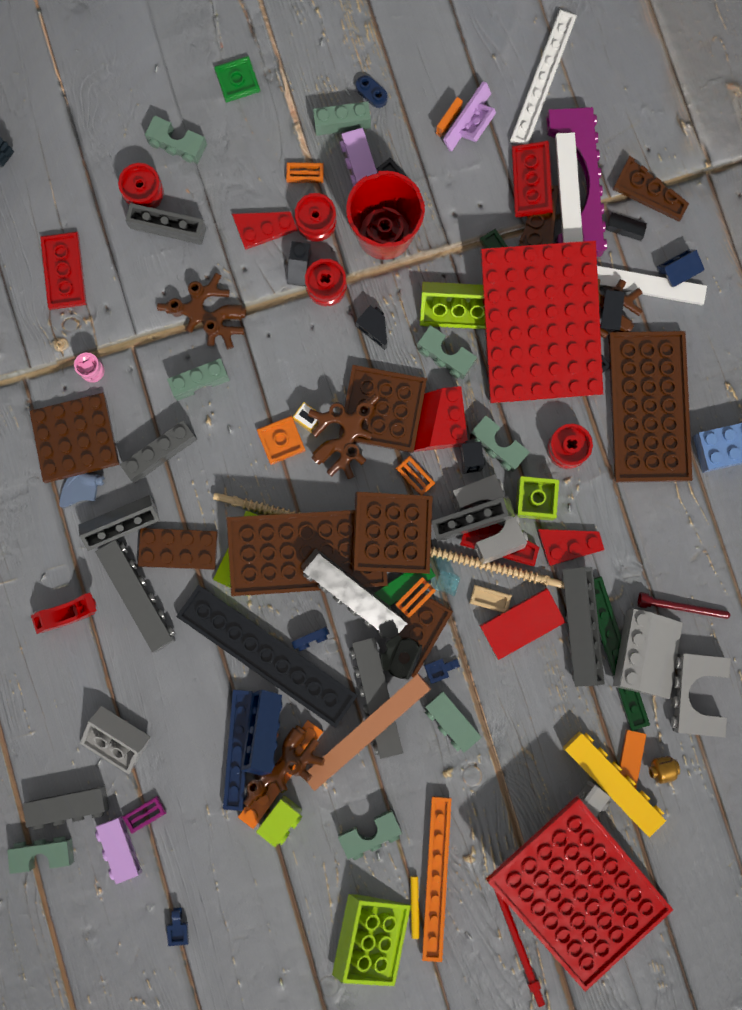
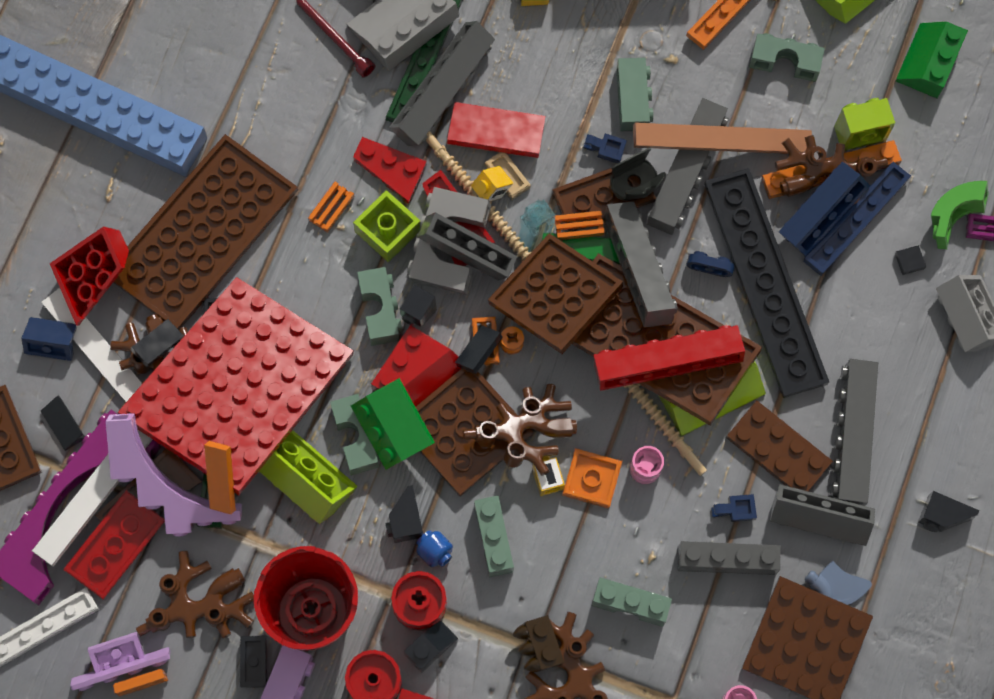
camera: 145 degrees left, 10 degrees down
(42, 584) = (944, 513): none -> black slope
(64, 614) = (941, 468): red arch -> none
(175, 490) = (738, 507): none -> dark blue plate
(178, 810) = (953, 205): none -> bright green arch
(182, 747) = (910, 260): none -> black tile
(233, 311) = (540, 643): none -> dark brown plate
(252, 470) = (646, 465): none -> bright pink wheel
(270, 916) = (931, 57): none -> green slope
(284, 539) = (669, 357): none -> red brick
(315, 356) = (494, 536): none -> sand green arch
(342, 321) = (434, 548): none -> blue head
(393, 489) = (512, 345): none -> orange wheel
(413, 462) = (478, 349): none -> black tile
(427, 369) = (392, 423): none -> green slope
(456, 177) = (188, 611): none -> reddish brown plant
(493, 580) = (492, 183): none -> yellow brick
(499, 247) = (220, 477): none -> orange tile
(562, 221) = (154, 489): none -> lavender arch
(579, 440) = (300, 246): red wheel -> none
(584, 487) = (341, 191): none -> orange tile
(692, 320) = (90, 270): none -> red wedge

